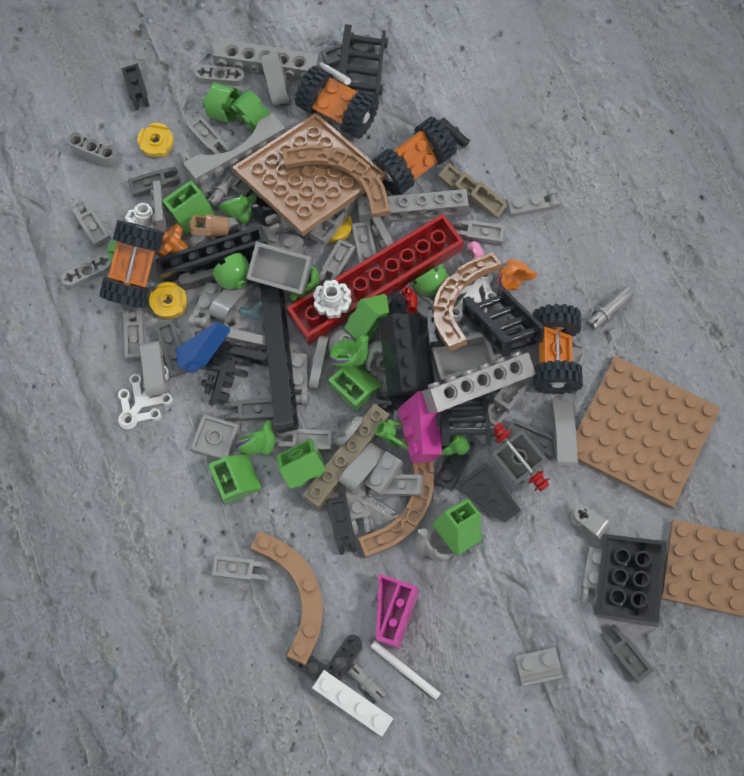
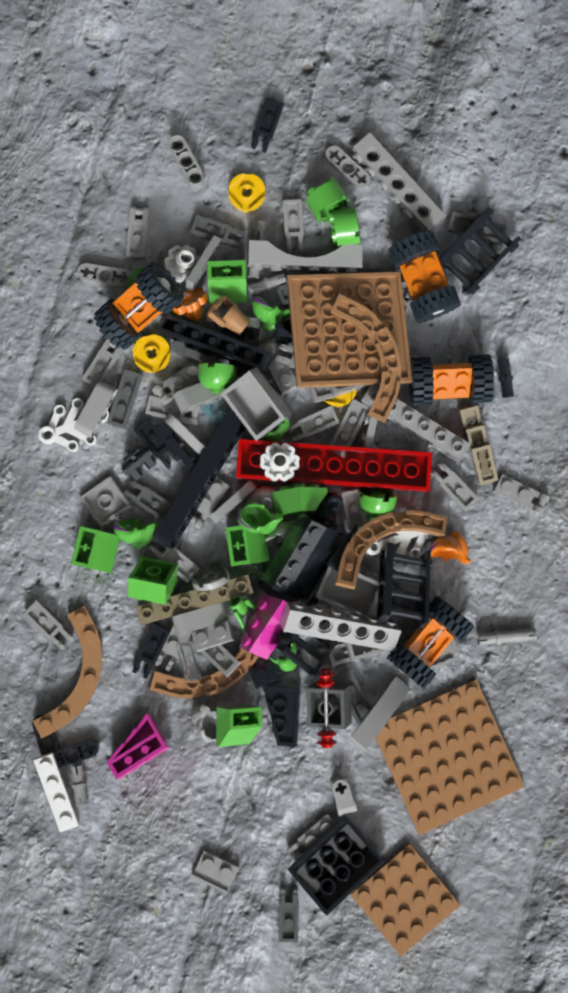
camera: 30 degrees right, 15 degrees up
(199, 349) = (143, 423): blue slope -> none
(276, 78) = (390, 212): light grey beam -> none
(341, 77) = (443, 248): white bar -> none
(405, 670) = (115, 798): white bar -> none
(411, 299) = (347, 507): red arm -> none
(476, 249) = (438, 502): bright pink arm -> none

